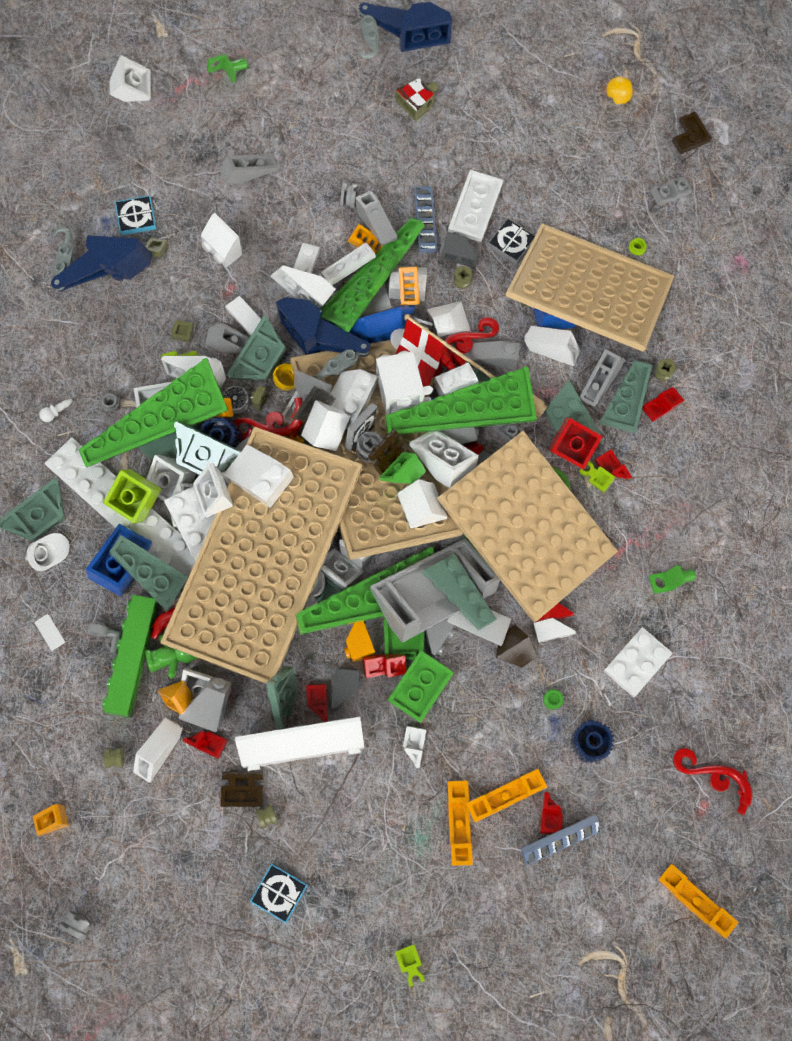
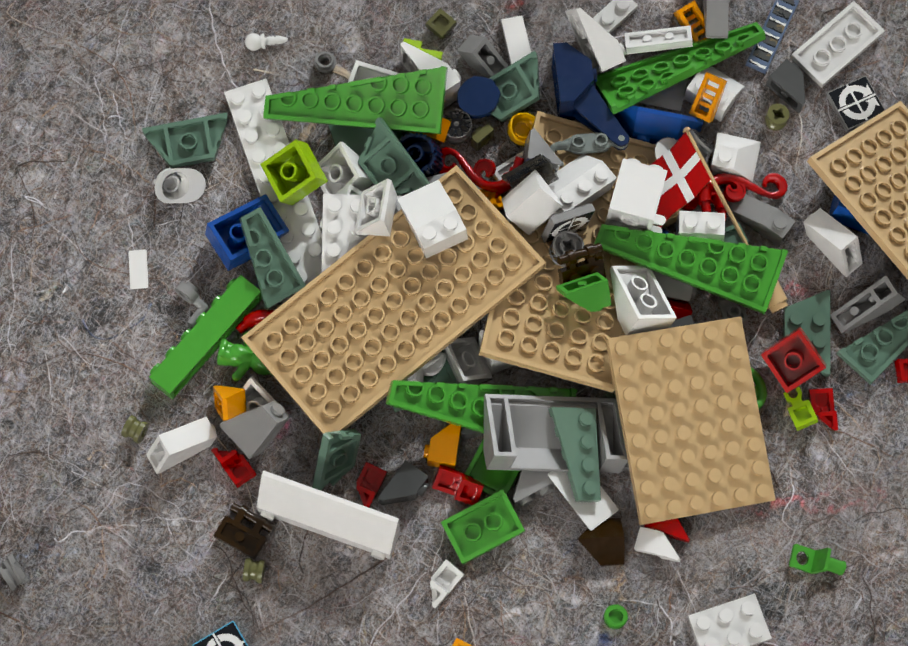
camera: 30 degrees right, 0 degrees up
(50, 819) = (41, 456): light orange slope -> none
(241, 369) = (478, 97): none -> dark blue hat
(421, 504) = (587, 336): white slope -> none

